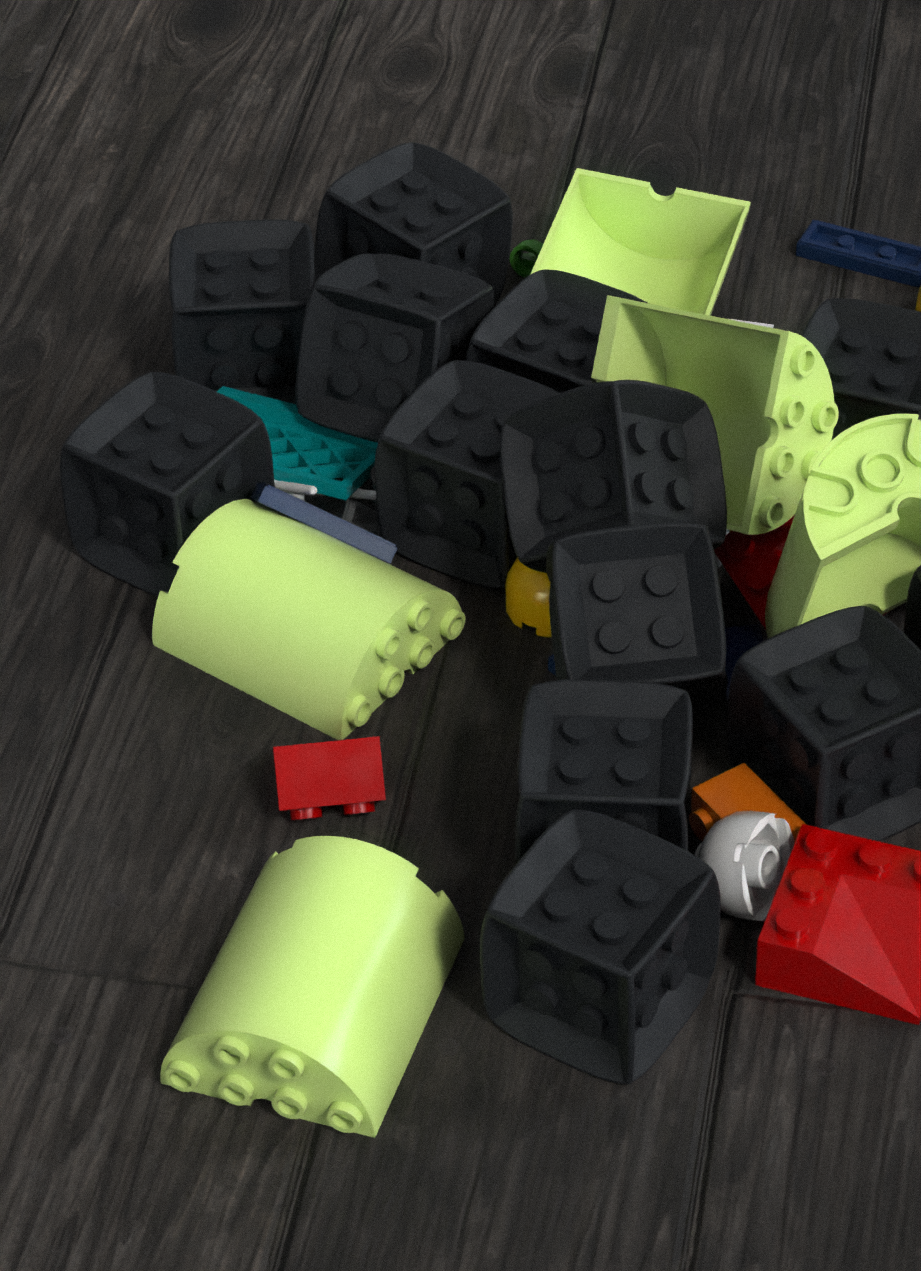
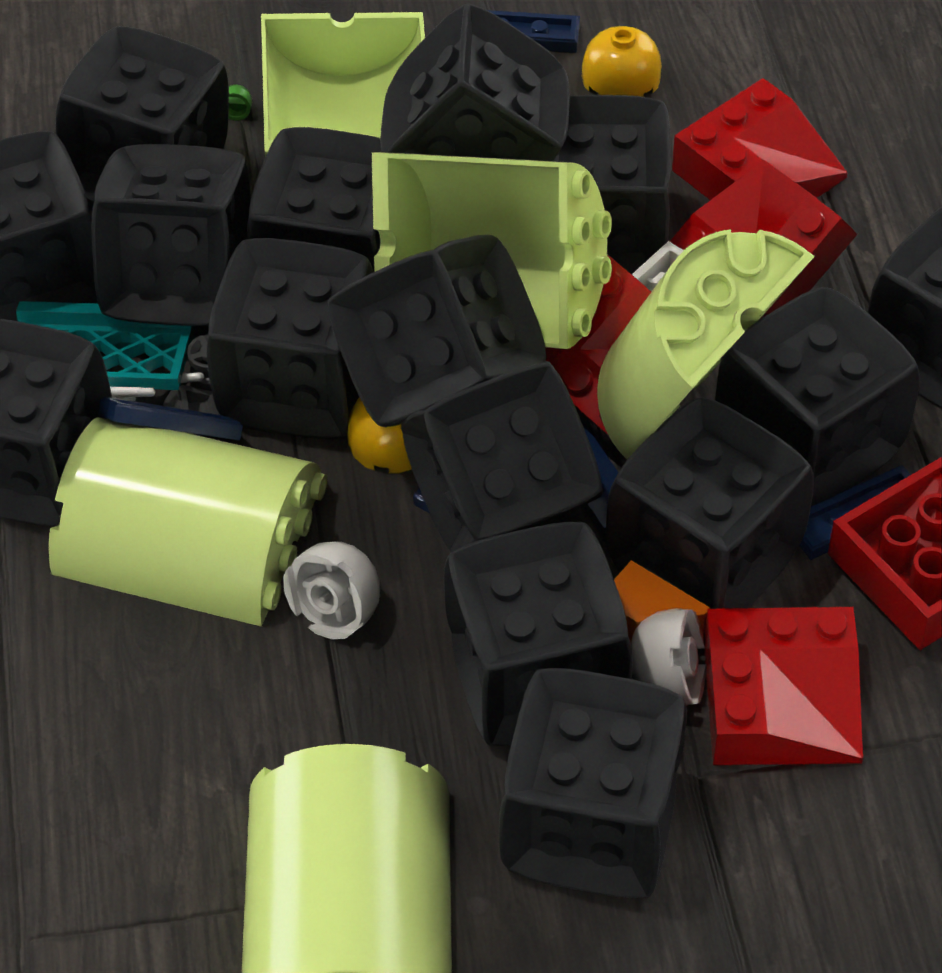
camera: 20 degrees left, 10 degrees up
(329, 775) = (271, 667): red slope -> none
(422, 715) = (333, 588): none -> white cylinder
(755, 262) = (477, 93): none -> black piece

